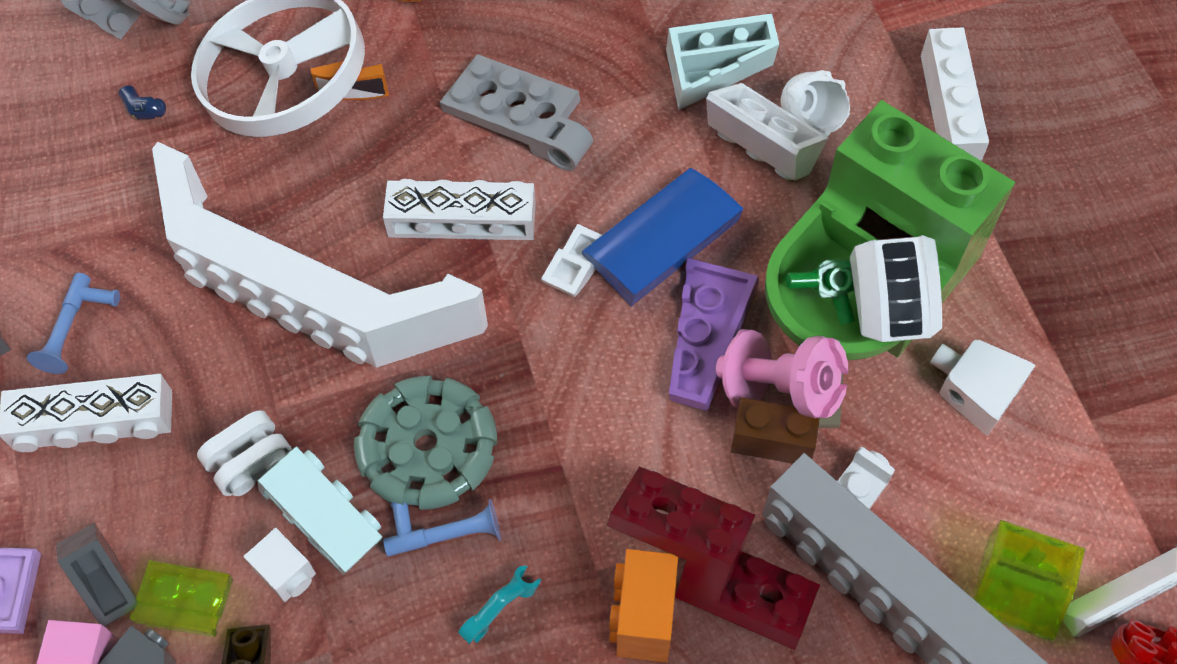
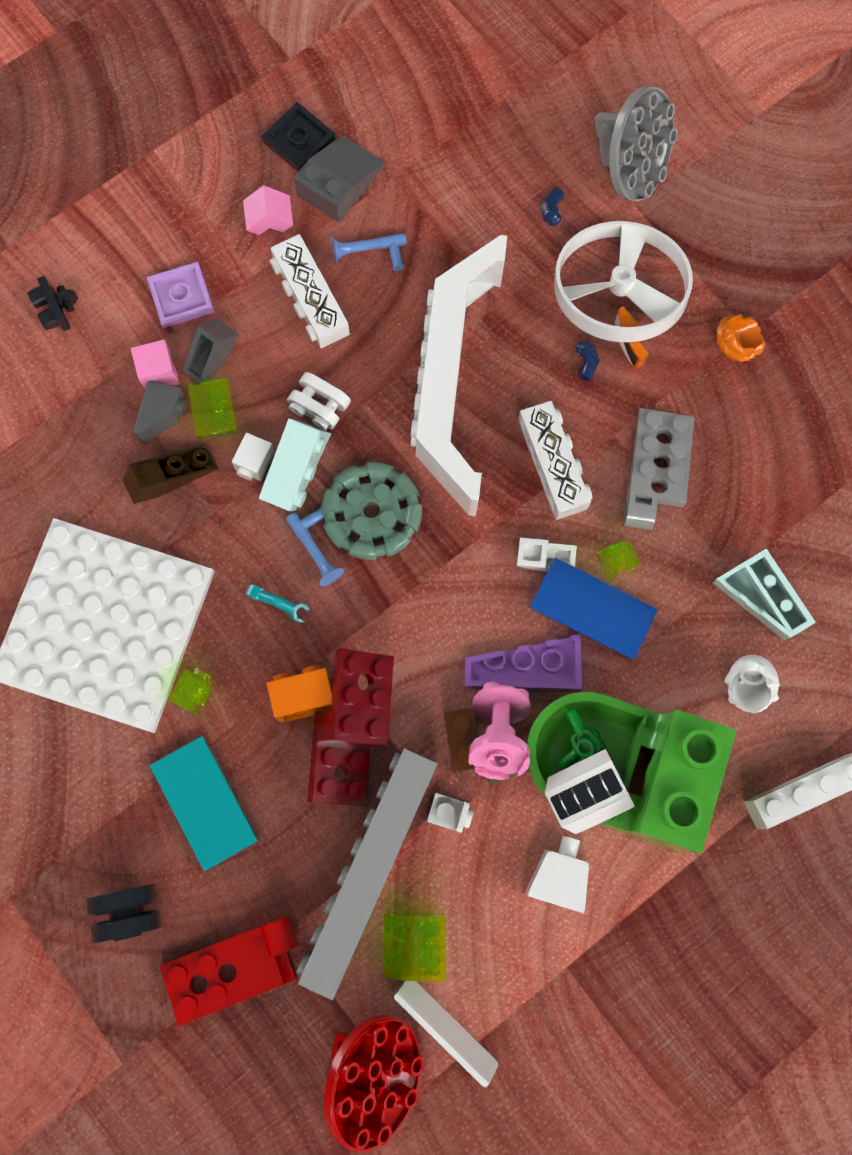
camera: 65 degrees right, 15 degrees up
(360, 134) = (591, 359): none -> dark blue arm
(614, 186) = (618, 559): none -> clear neon green window
(765, 130) = (711, 653): white slope -> none

